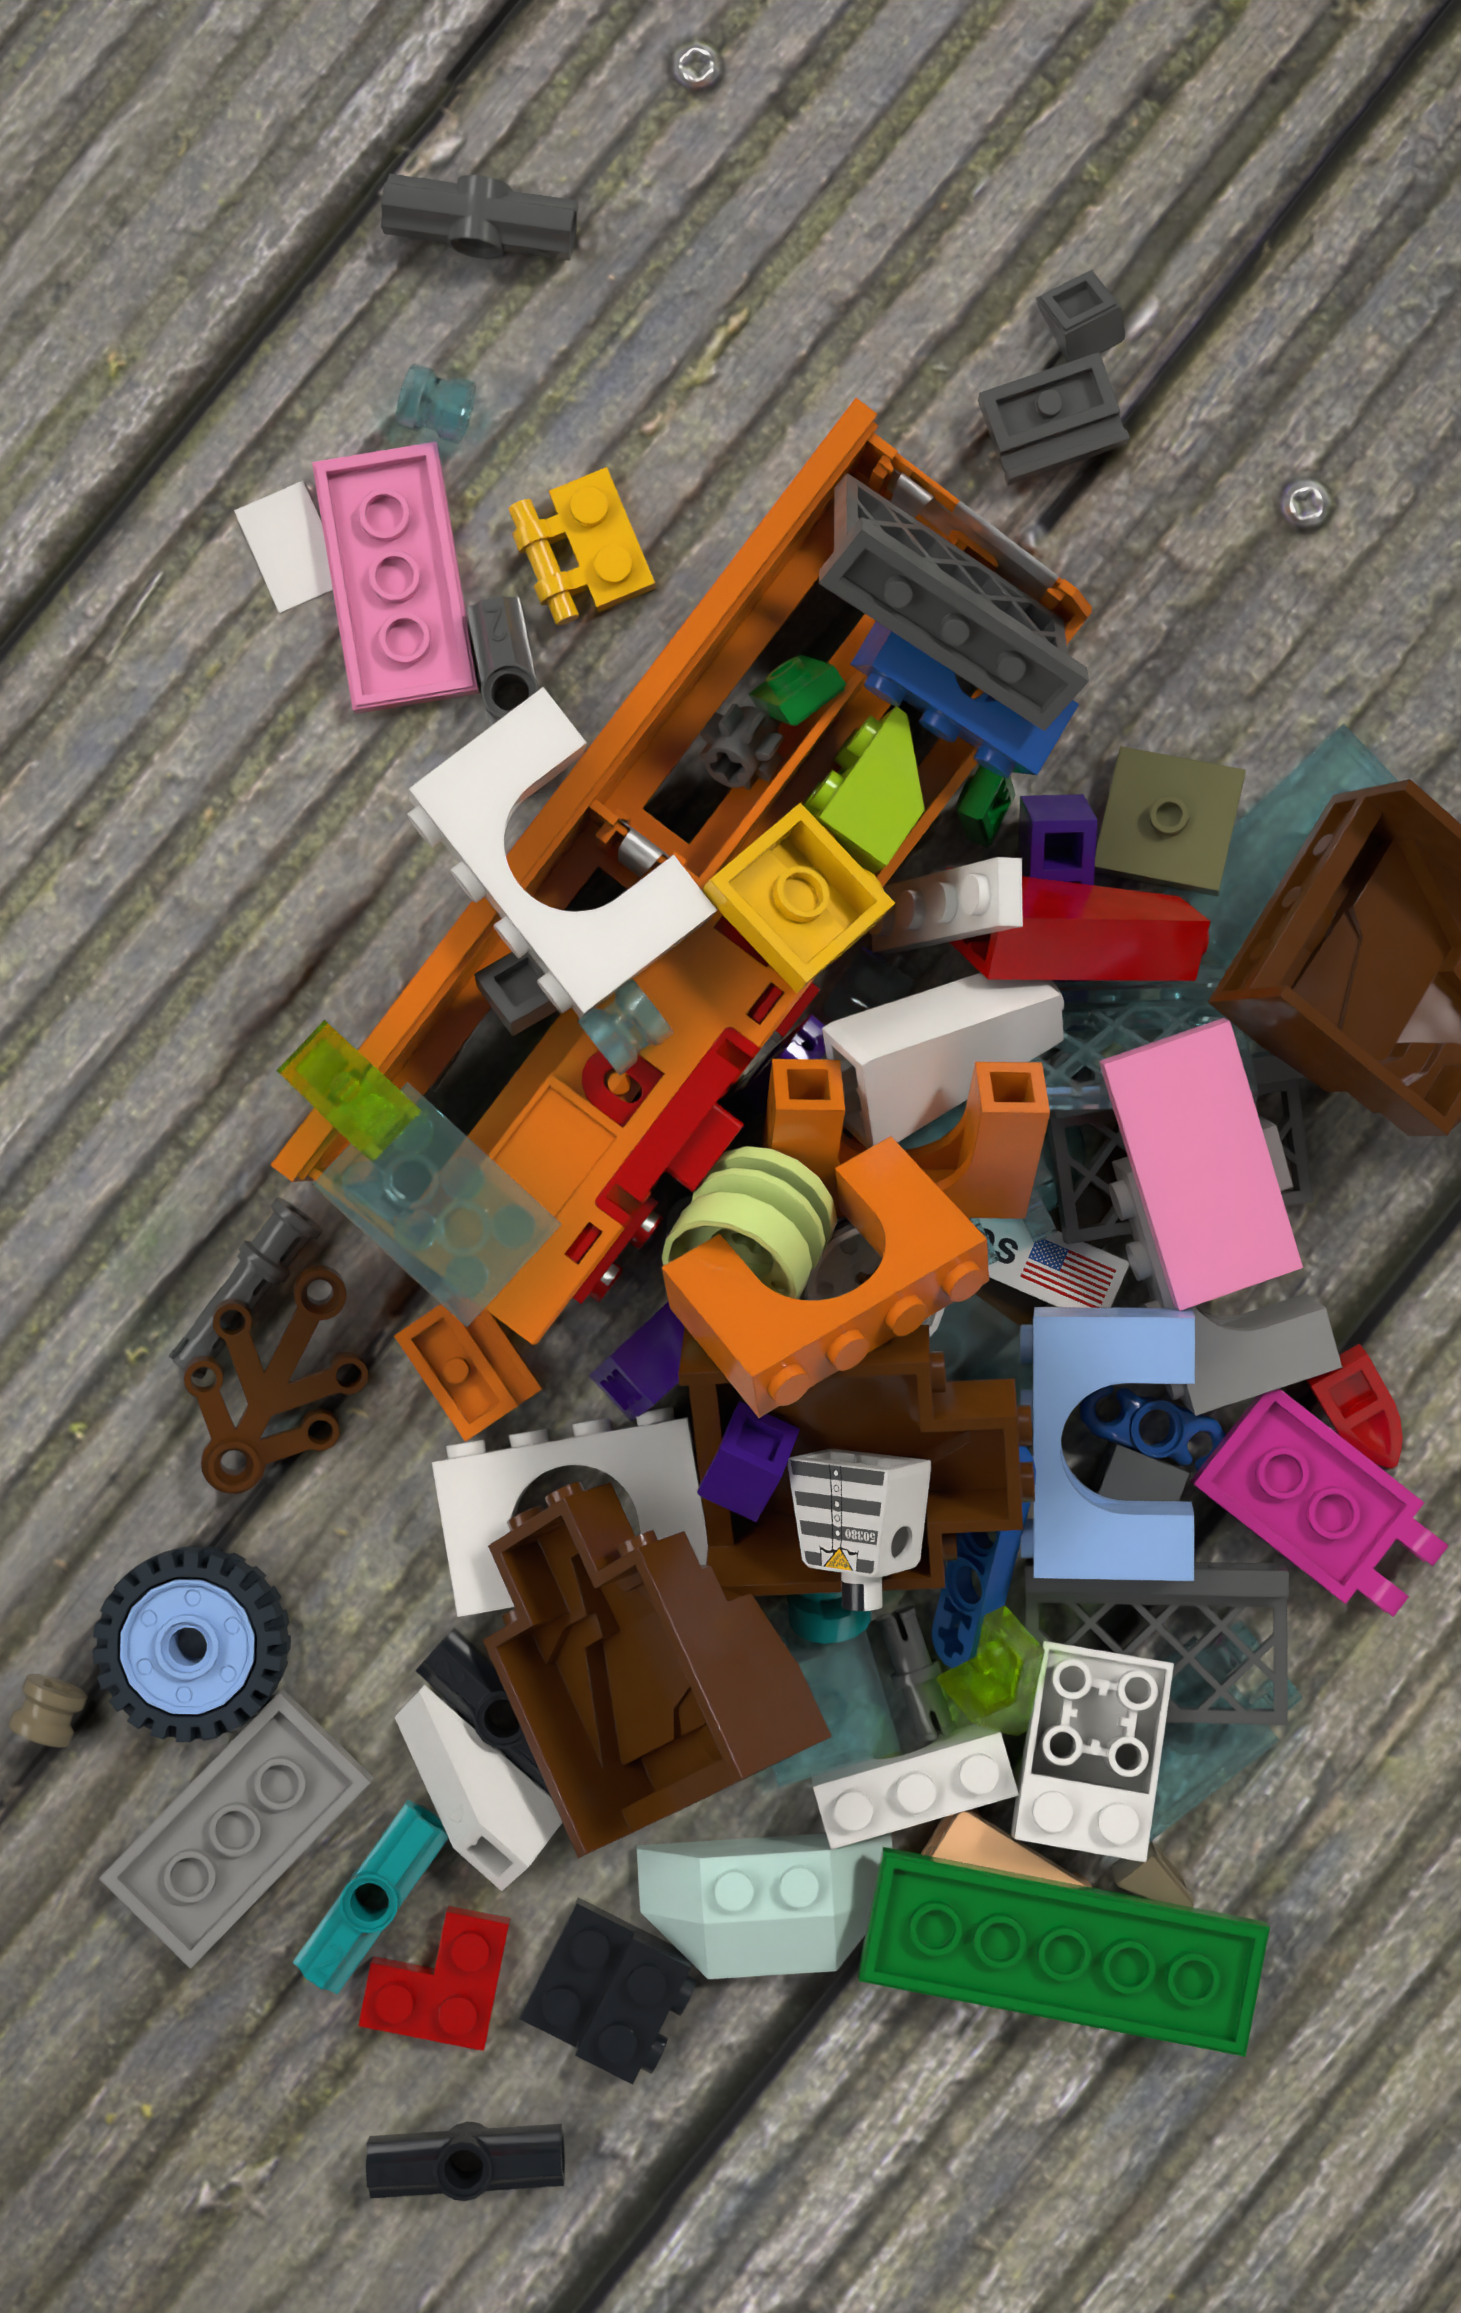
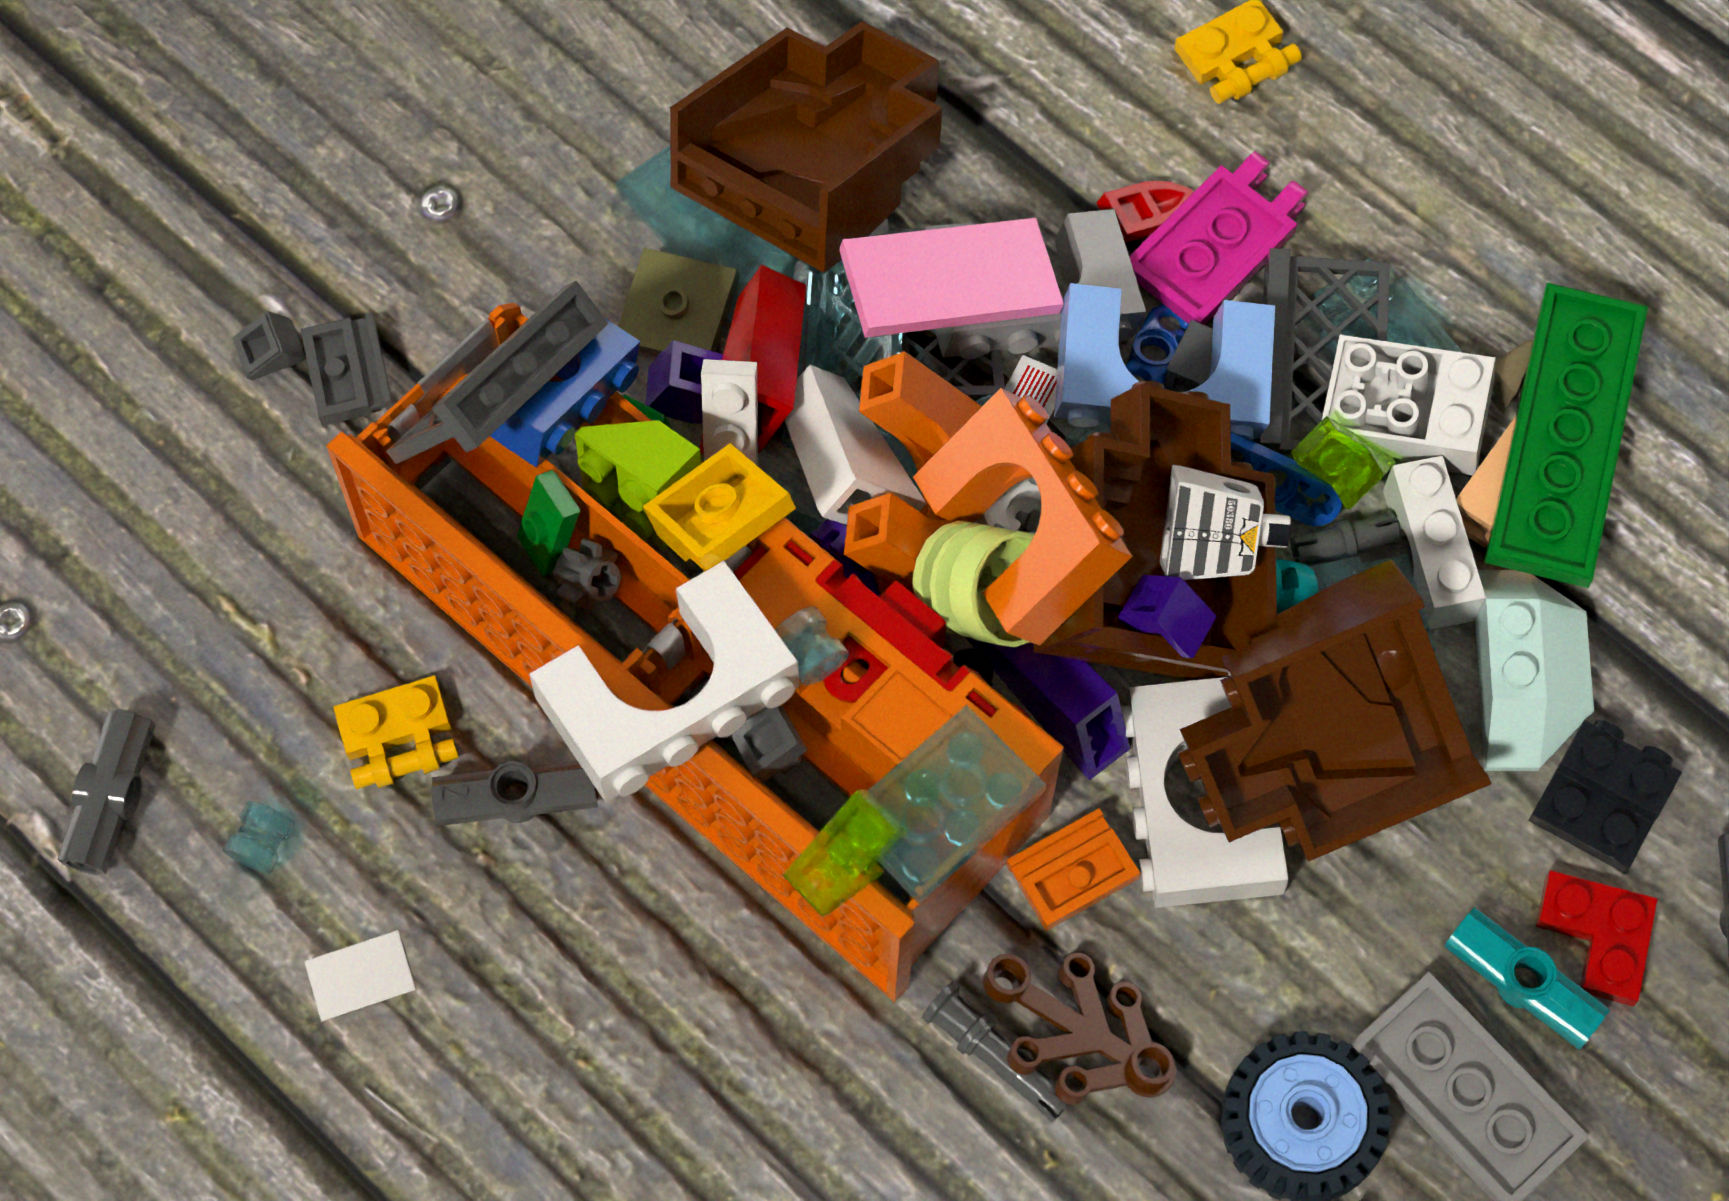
camera: 85 degrees left, 20 degrees down
(395, 577) = (399, 887): bright pink tile -> none
(471, 1685) = (1350, 881): black piece -> none
(483, 1800) = (1436, 882): white slope -> none

